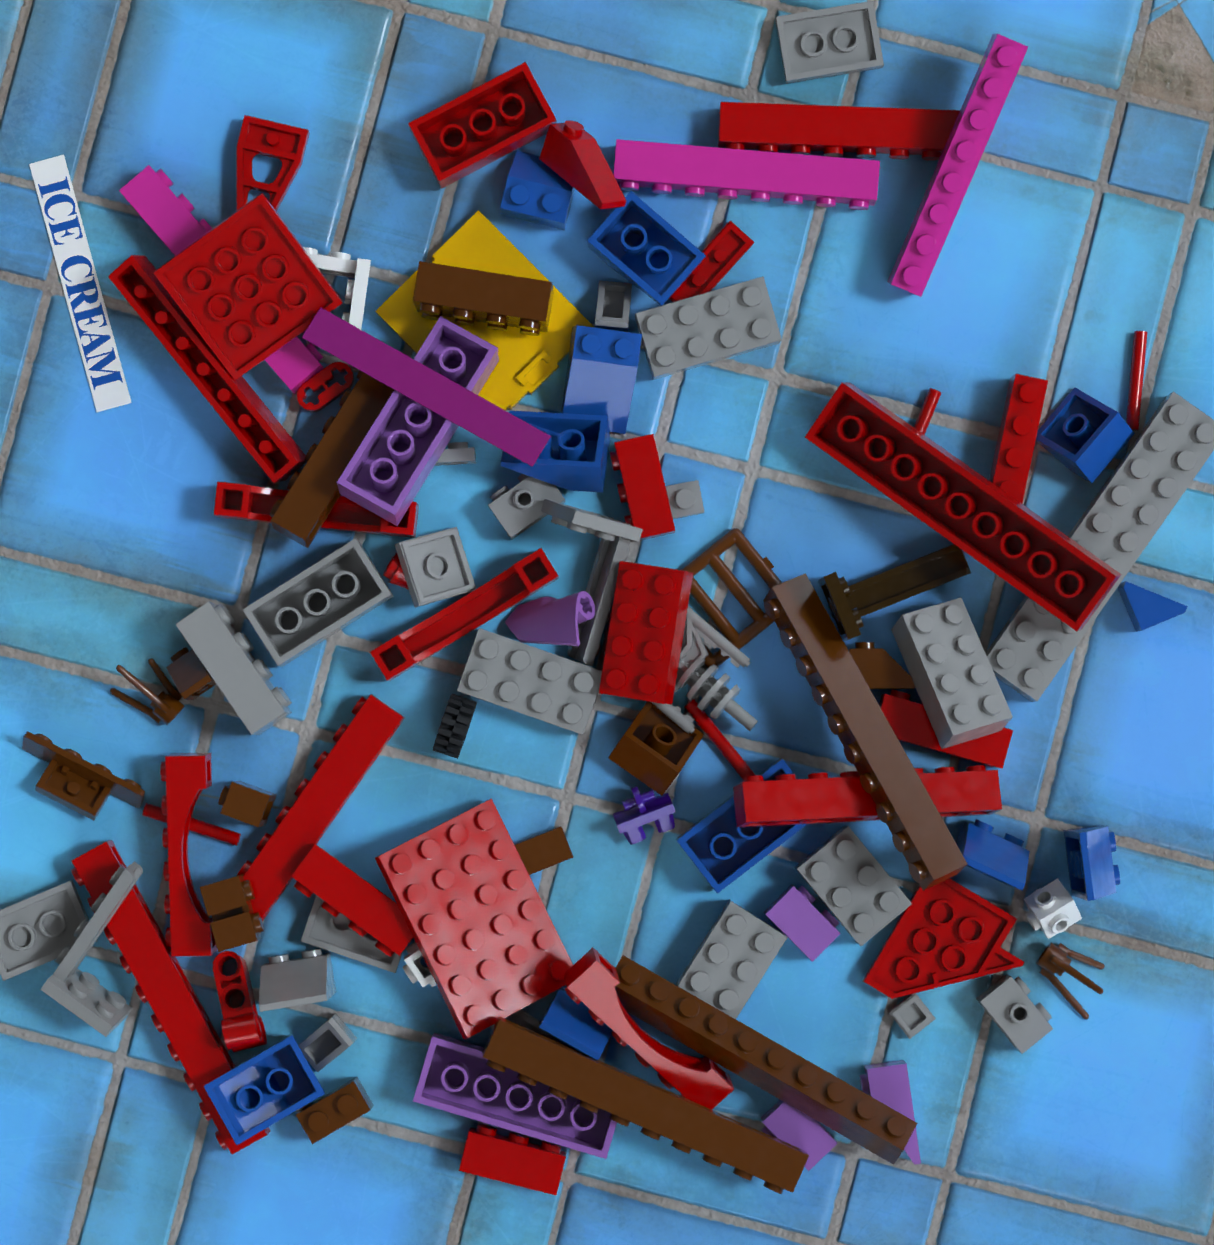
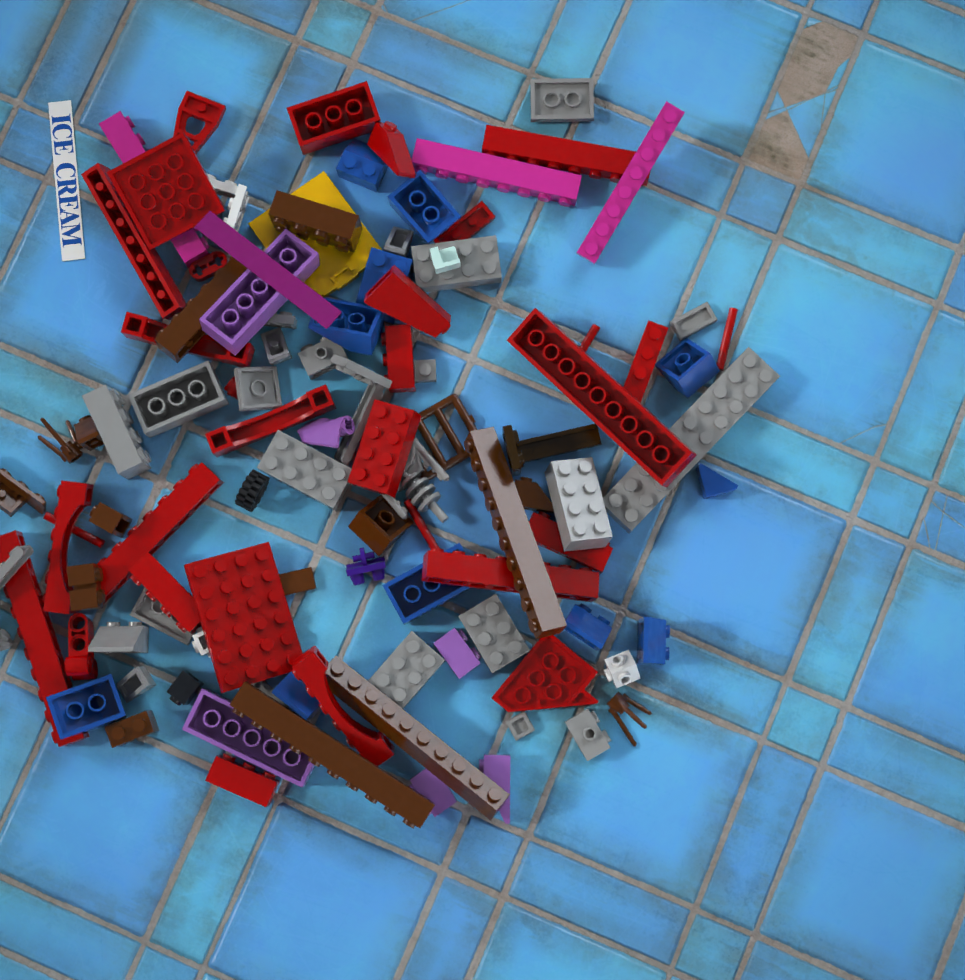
camera: 15 degrees right, 5 degrees down
(402, 1038) = (184, 688): none -> black brick
(451, 496) = (276, 346): none -> light grey slope
(644, 402) = (407, 302): none -> red slope
(692, 327) = (444, 259): none -> light aqua panel
(1082, 360) = (693, 321): none -> light grey tile

